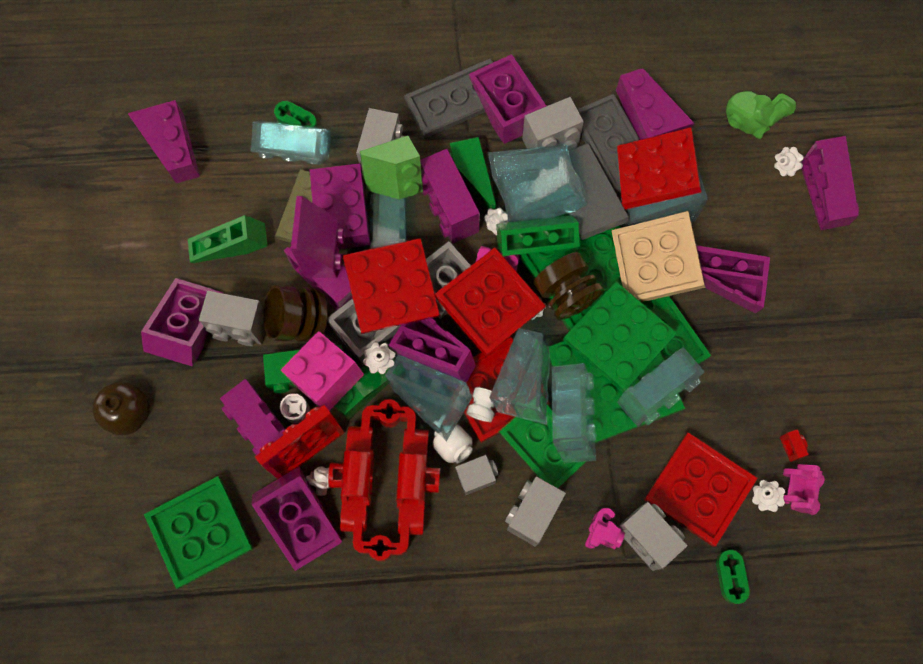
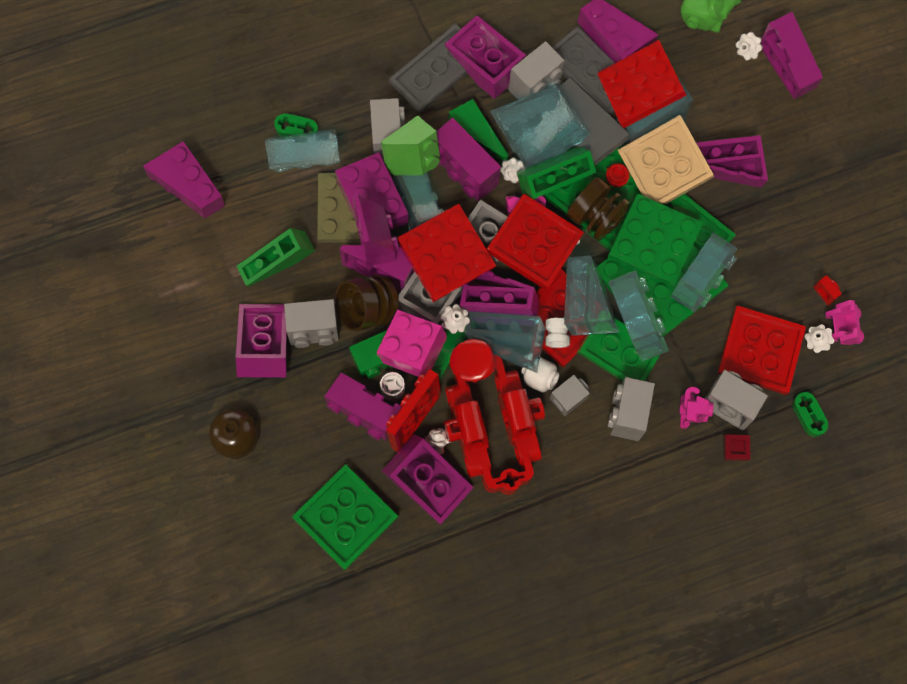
camera: 25 degrees left, 0 degrees up
(382, 408) = (472, 360): none -> red piece
(603, 257) = (617, 175): none -> red plate
(638, 588) = (736, 447): none -> dark red plate

